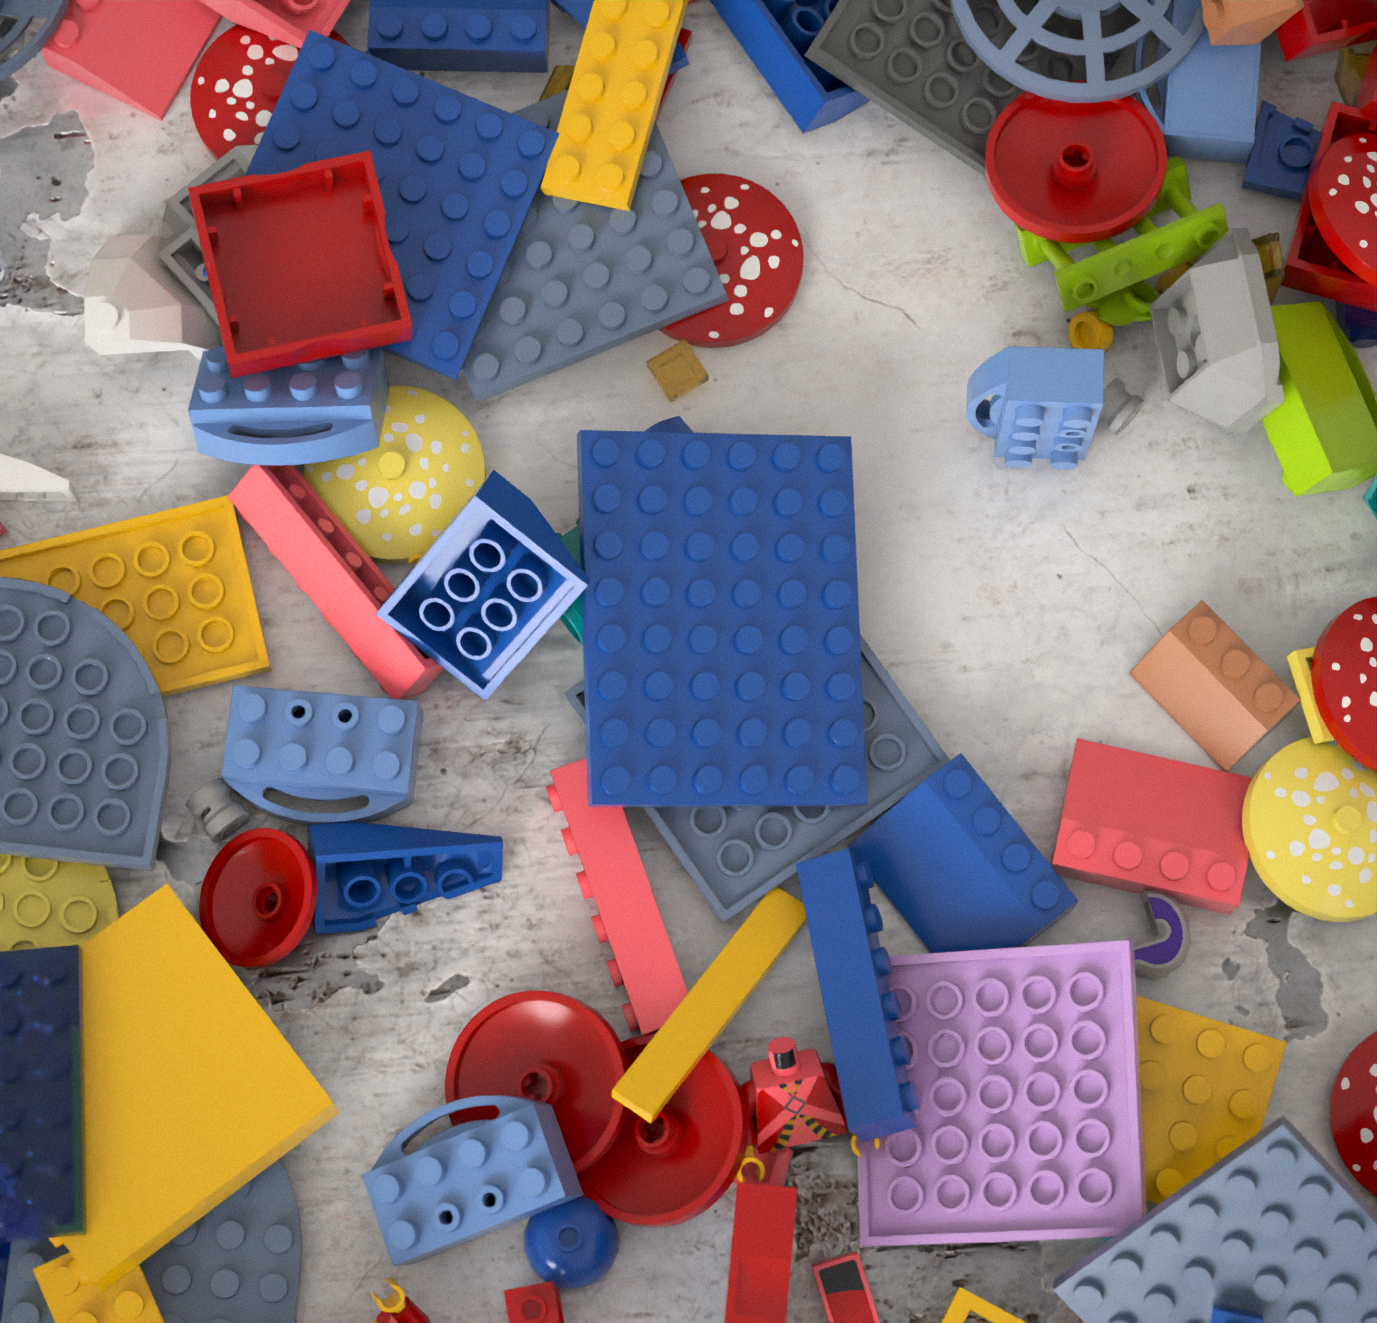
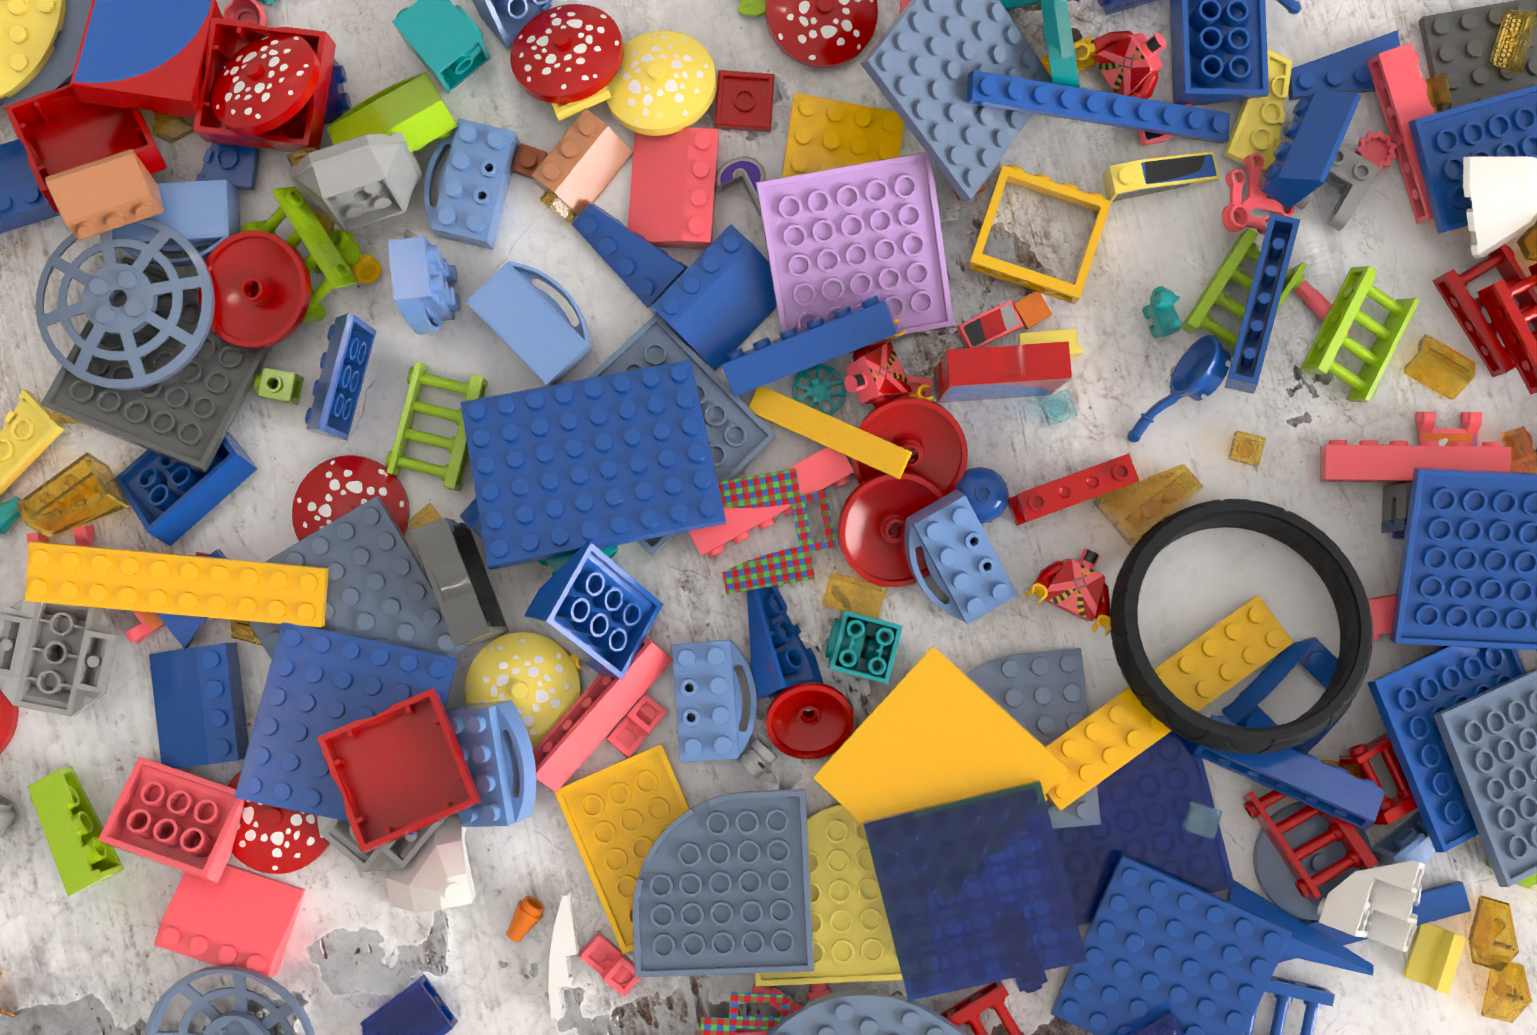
camera: 105 degrees left, 10 degrees up
(51, 427) = (526, 916): none -> orange cone
(306, 635) = (636, 726): none -> coral slope
(357, 998) = (863, 646): none -> teal brick
(445, 1006) = (854, 595): none -> clear yellow panel
(510, 895) = (784, 565): none -> piece
(545, 393) = (459, 581): none -> dark grey tile
(748, 413) = (450, 473): none -> lime fence
(787, 1006) = (819, 389): none -> teal wheel
(920, 270) = (340, 377): none -> blue slope
(925, 195) = (288, 386): none -> lime brick
(964, 568) = (533, 321): none -> medium blue piece
(1041, 746) = (636, 261): none -> blue wing
(1148, 638) = (558, 205): none -> clear yellow tile
(1205, 509) = (471, 183): none -> medium blue piece
(1234, 603) = (527, 160): none -> copper plate
(1289, 965) = (744, 101): none -> red tile

